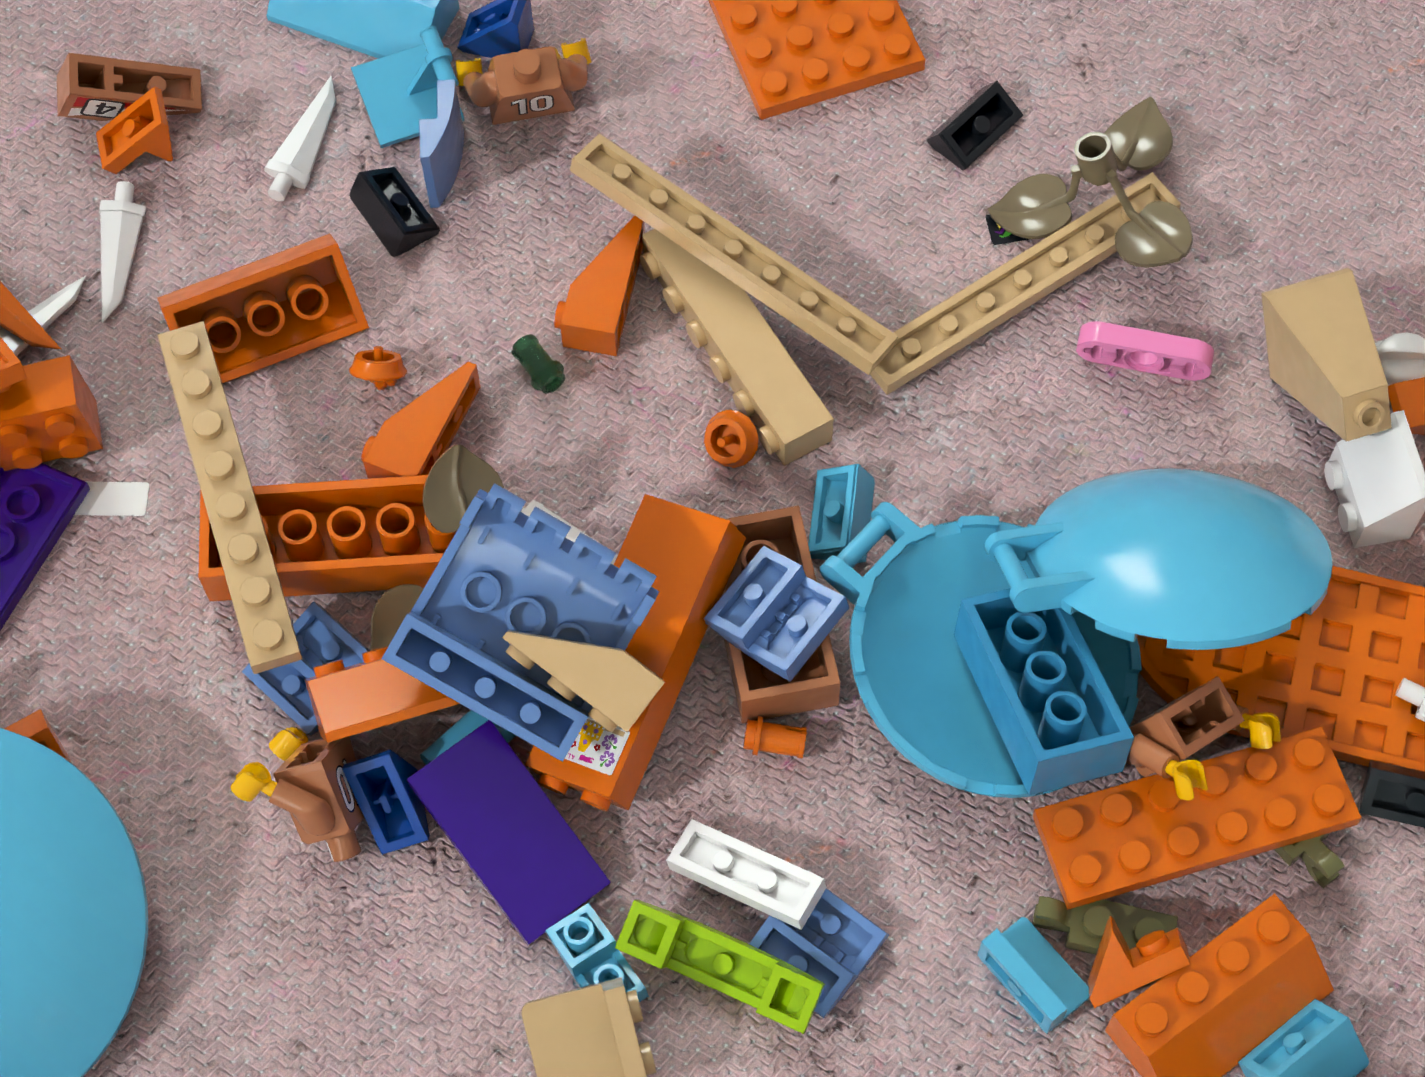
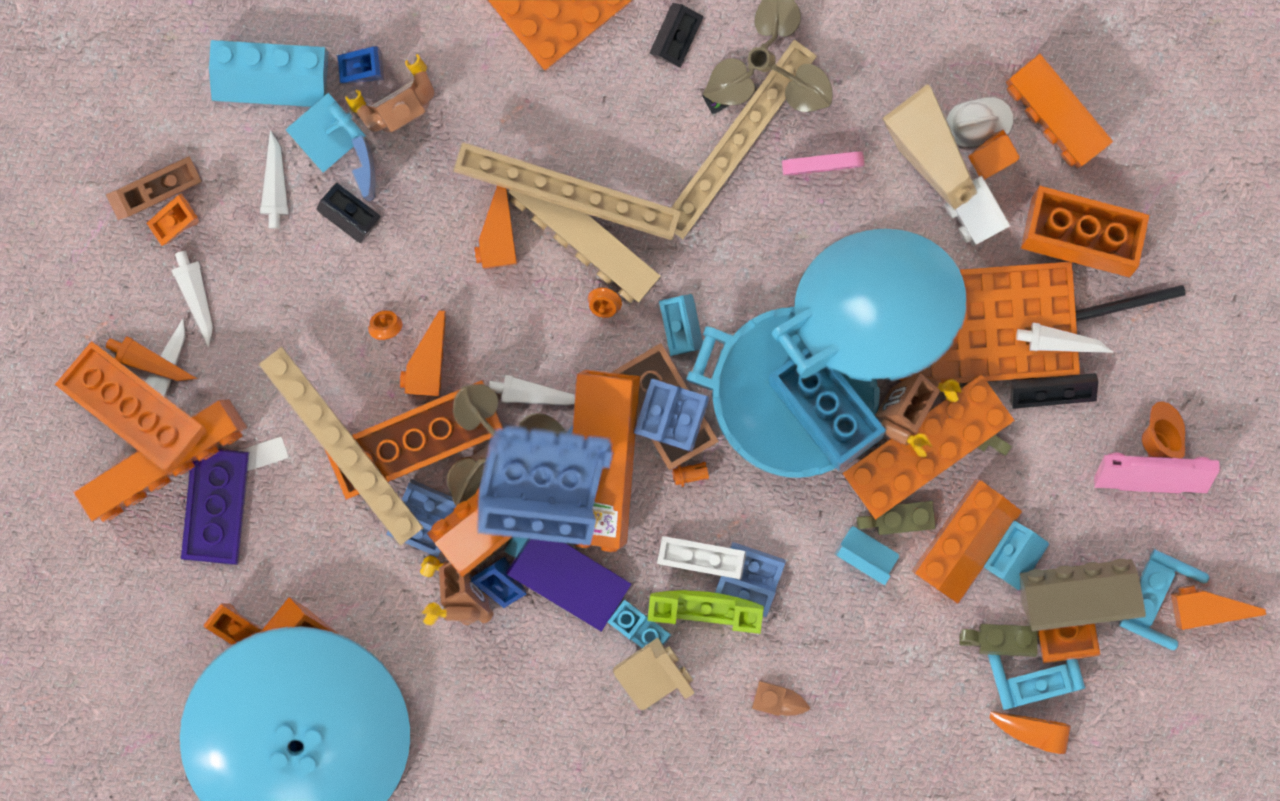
camera: 25 degrees left, 25 degrees up
(271, 307) = (303, 309): orange slope -> none
(544, 372) = (476, 289): clear green pin -> none
(601, 675) = (591, 494): tan slope -> none
(1123, 969) = (915, 542): orange slope -> none

